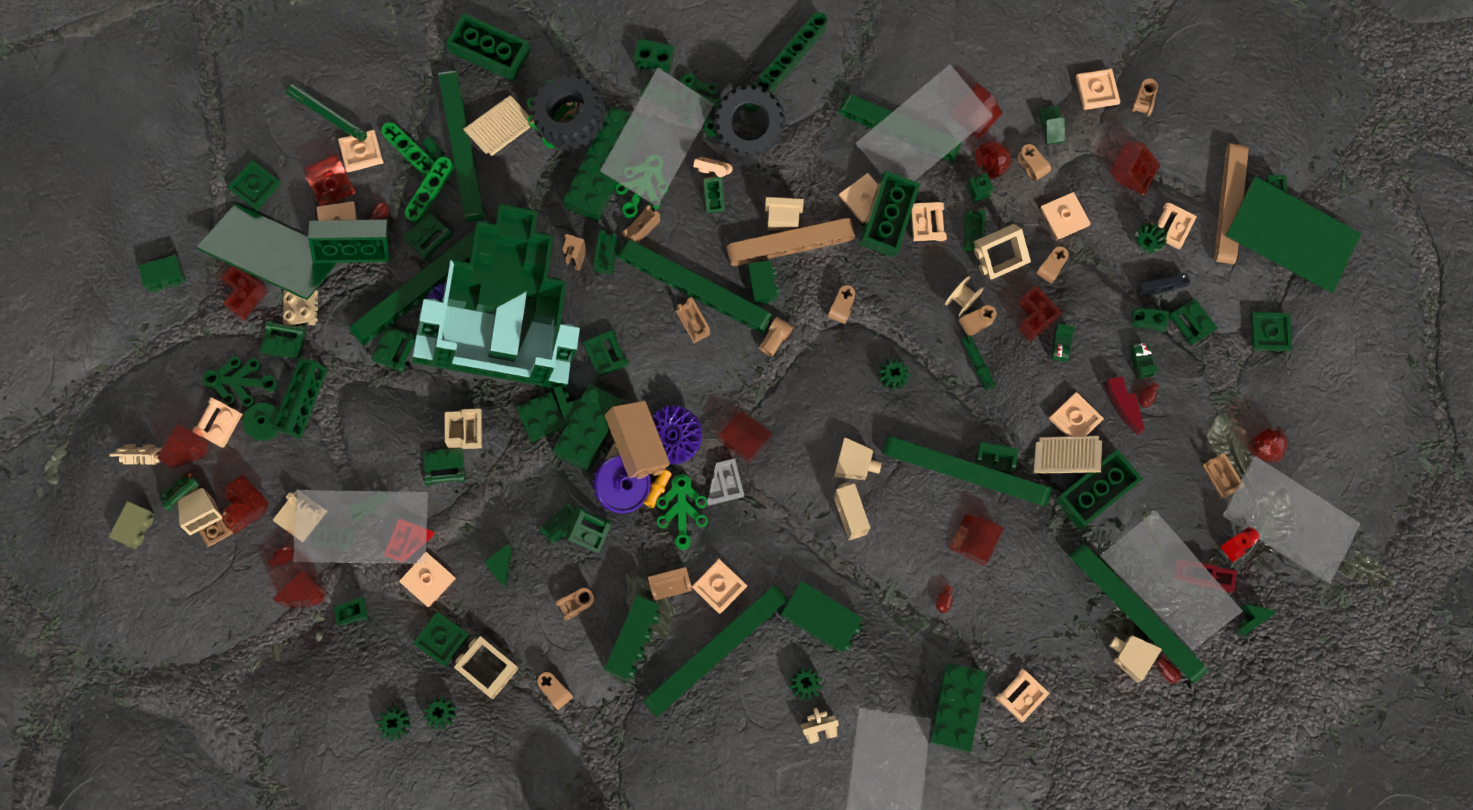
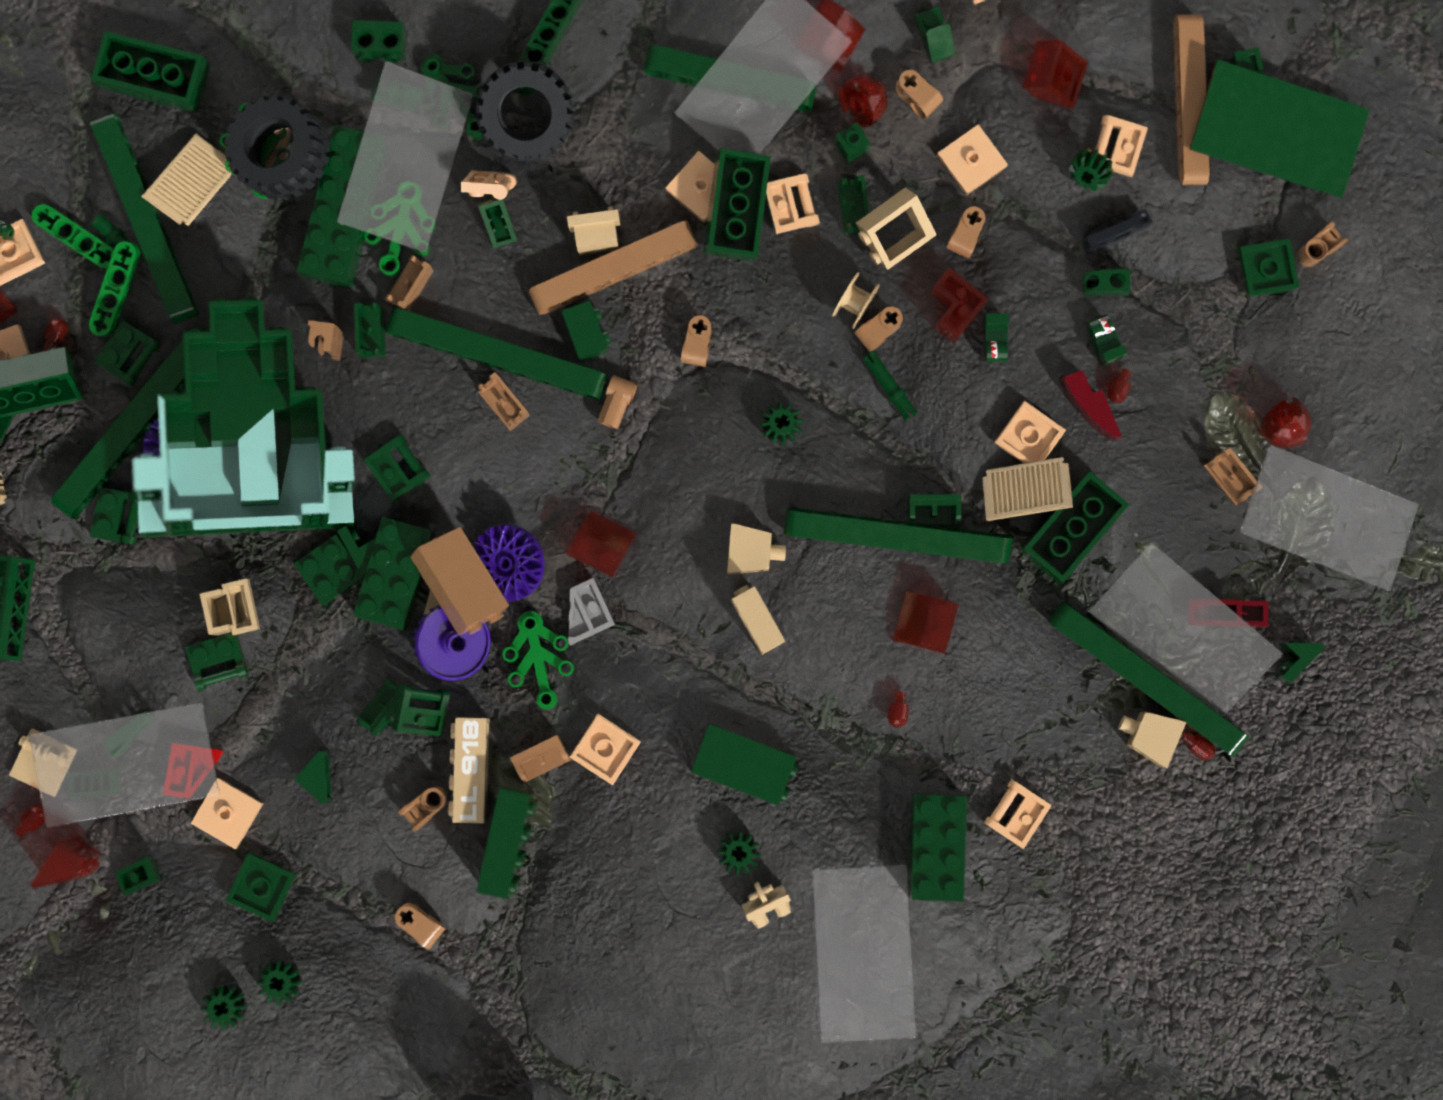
camera: 10 degrees left, 10 degrees up
(500, 681) = (349, 925): tan window -> none
(616, 581) = (470, 770): none -> tan brick
(657, 488) = (500, 636): light orange pin -> none
(715, 651) = (616, 833): dark green beam -> none
(1197, 319) = (1168, 269): dark green plate -> none
(1235, 546) = (1267, 563): red leg -> none
(1314, 321) = (1323, 244): none -> medium nougat piece

